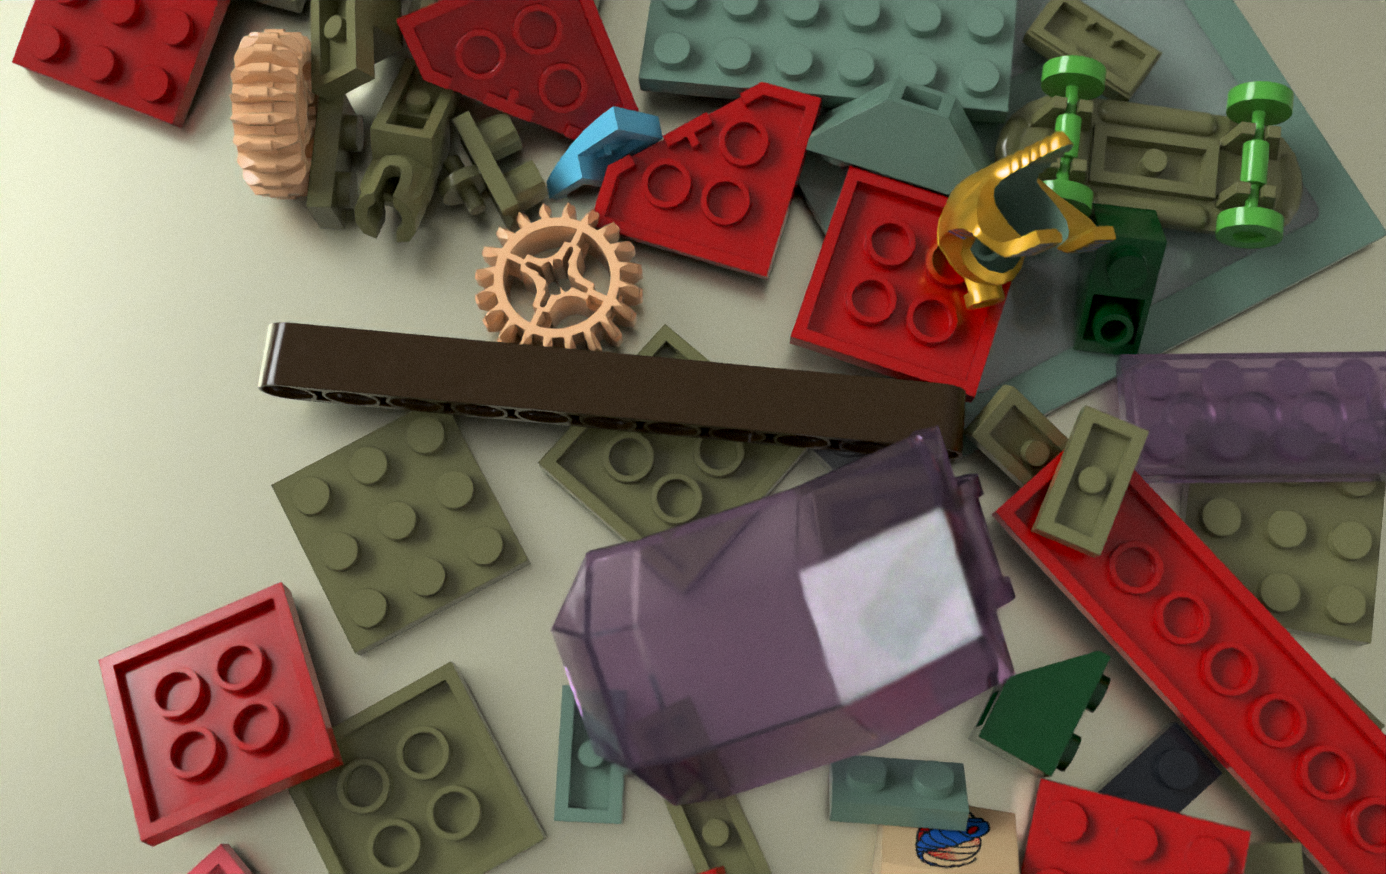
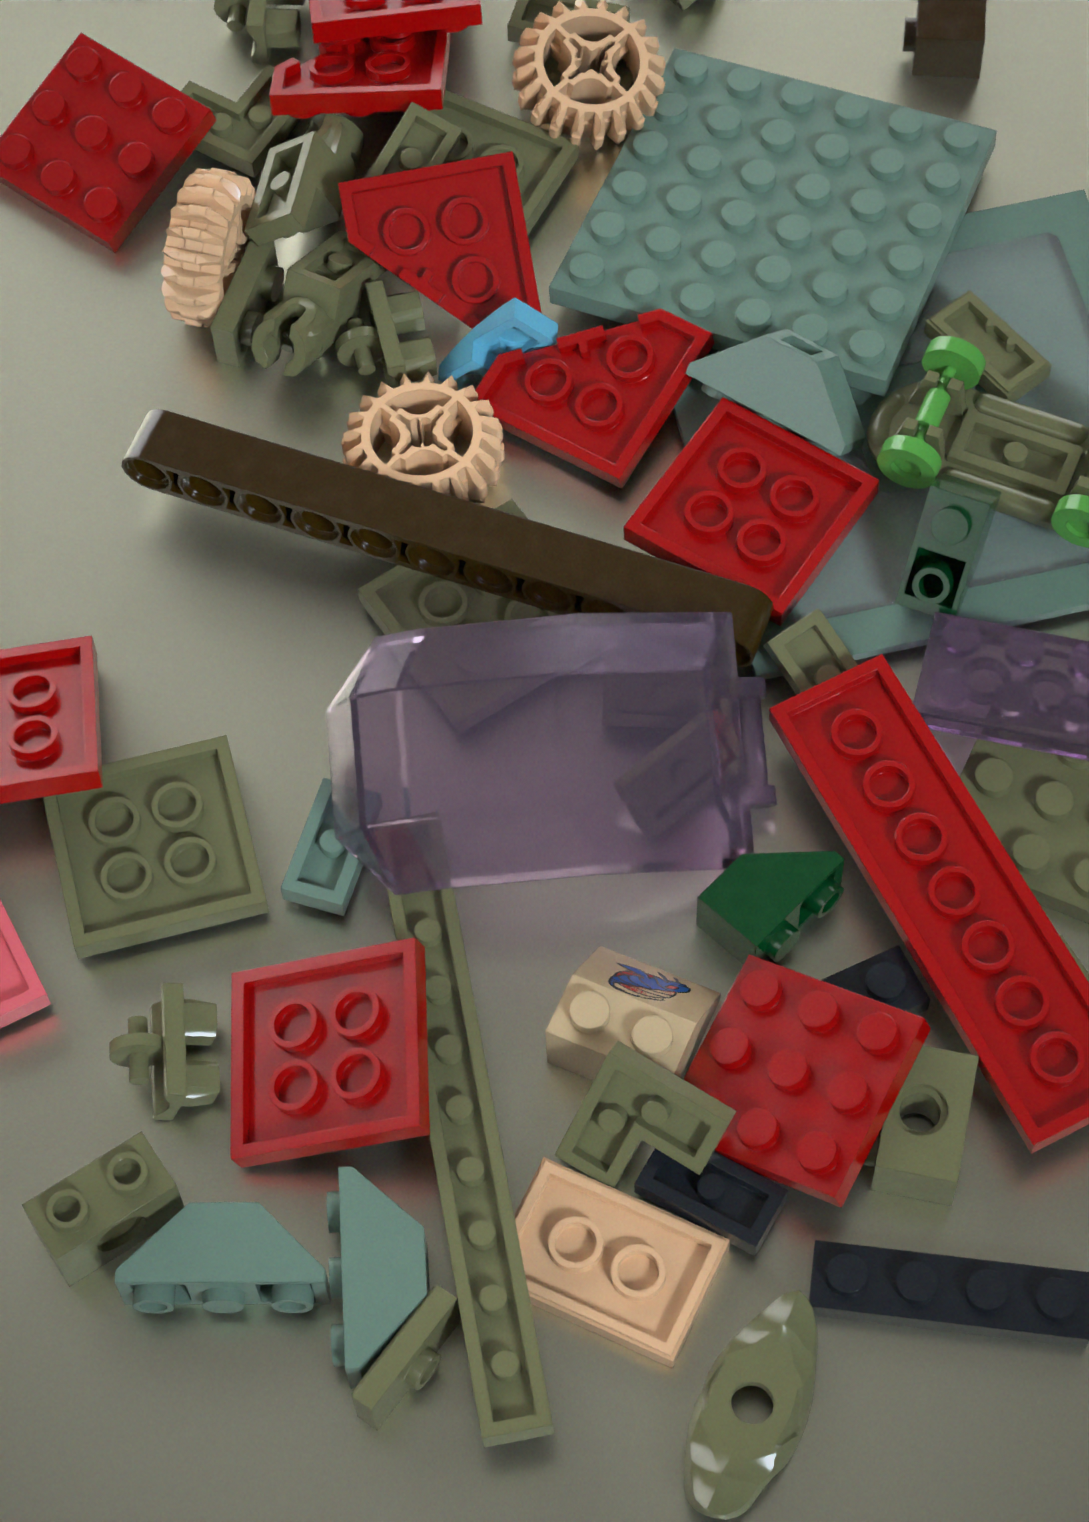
camera: 15 degrees right, 15 degrees down
(399, 526) = (215, 621): olive plate -> none
(898, 792) = (629, 945): sand green plate -> none
(1009, 215) = (841, 452): pearl gold piece -> none
(1090, 481) = (860, 692): olive plate -> none

